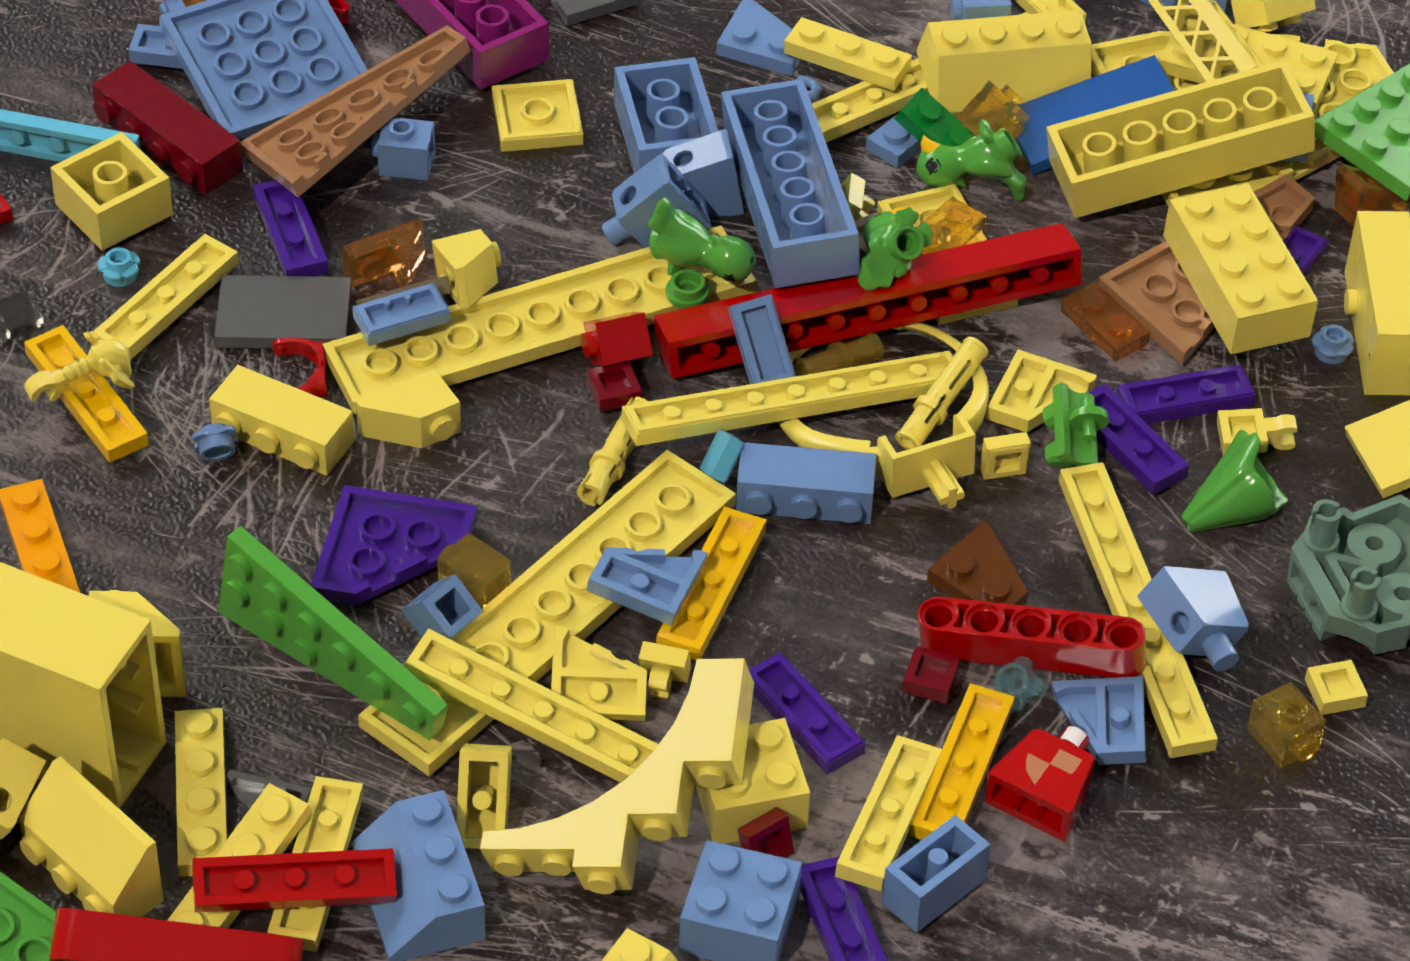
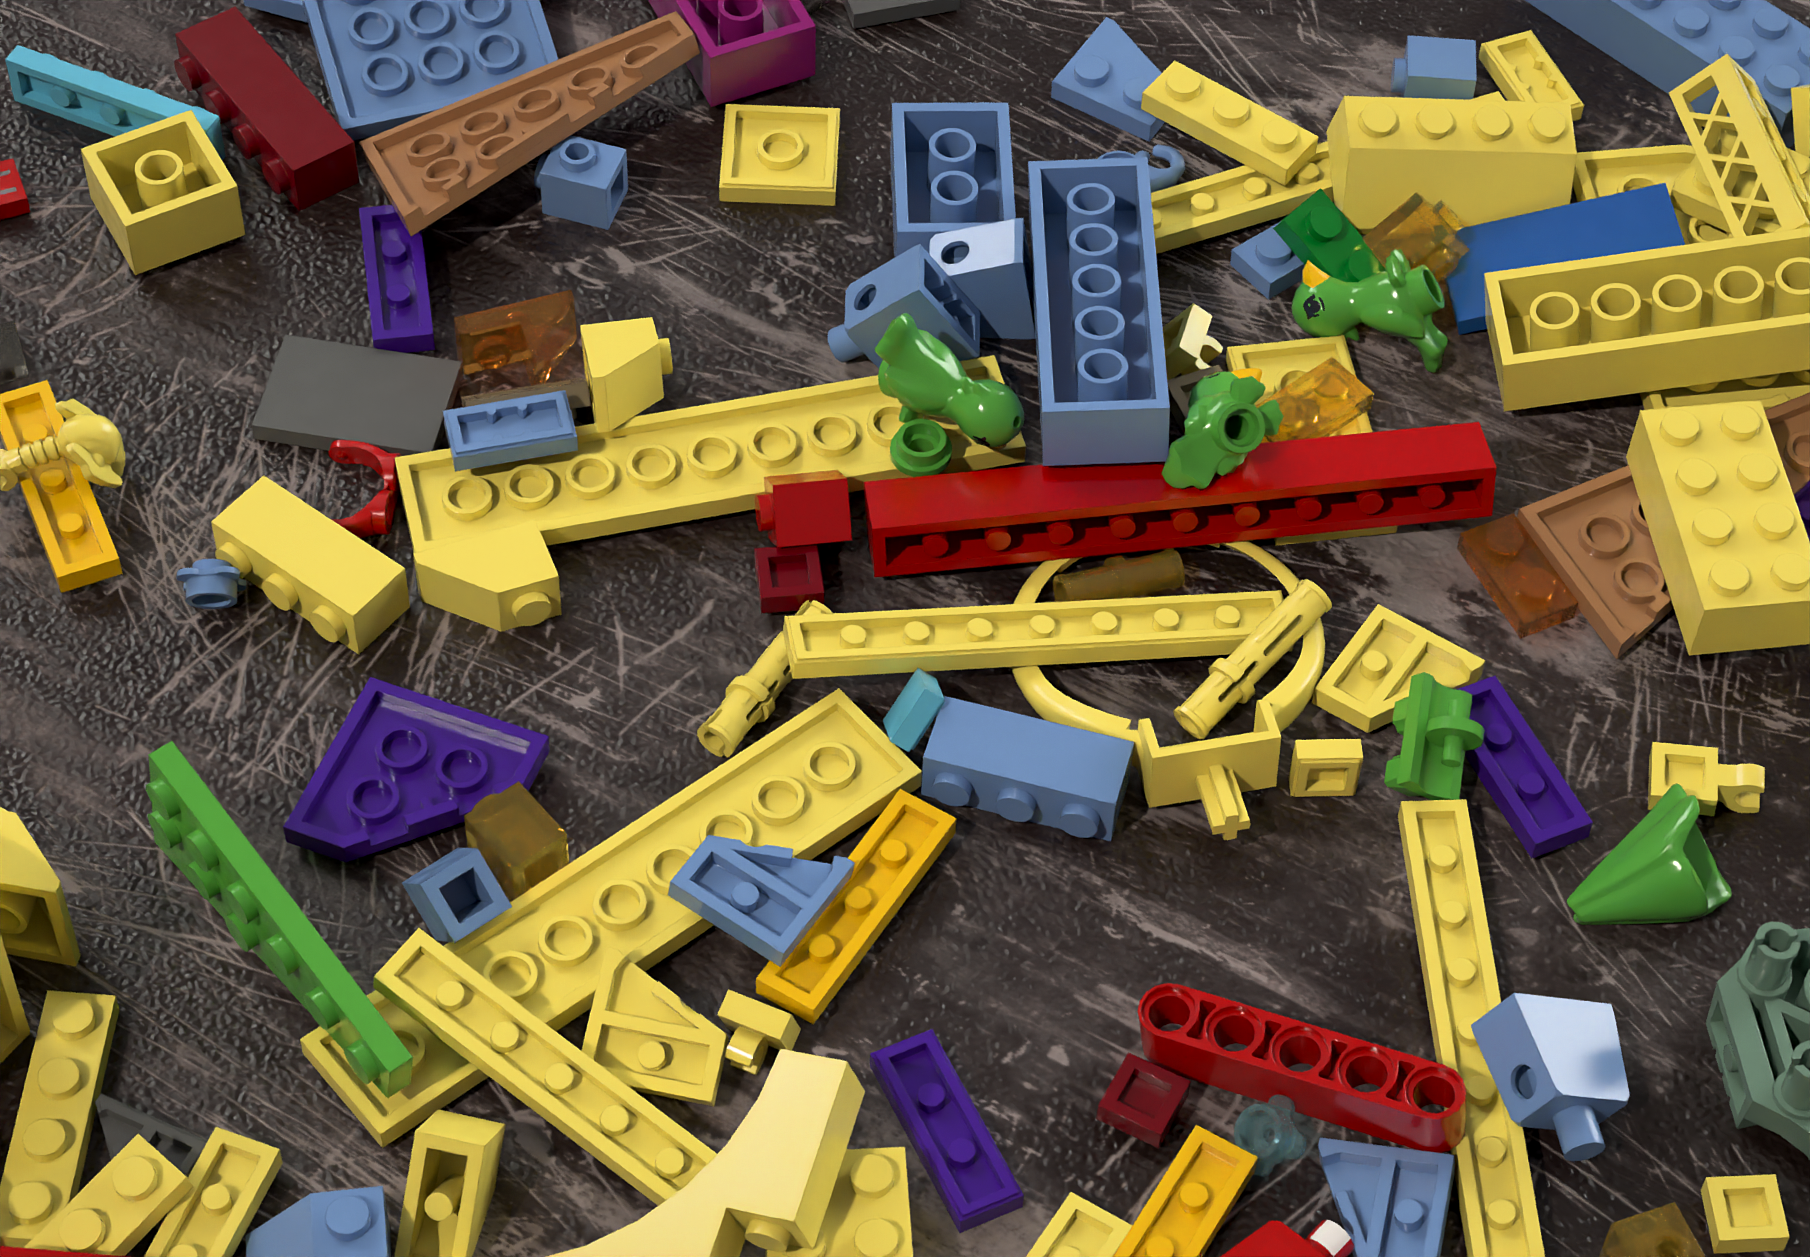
camera: 10 degrees right, 5 degrees up
(119, 267) = (151, 302): medium azure plate -> none
(169, 294) = (201, 356): light yellow plate -> none
(761, 340) = (1006, 543): medium blue tile -> none
(978, 570) = (1251, 947): reddish brown wing -> none
(1189, 394) = (1615, 706): dark purple tile -> none

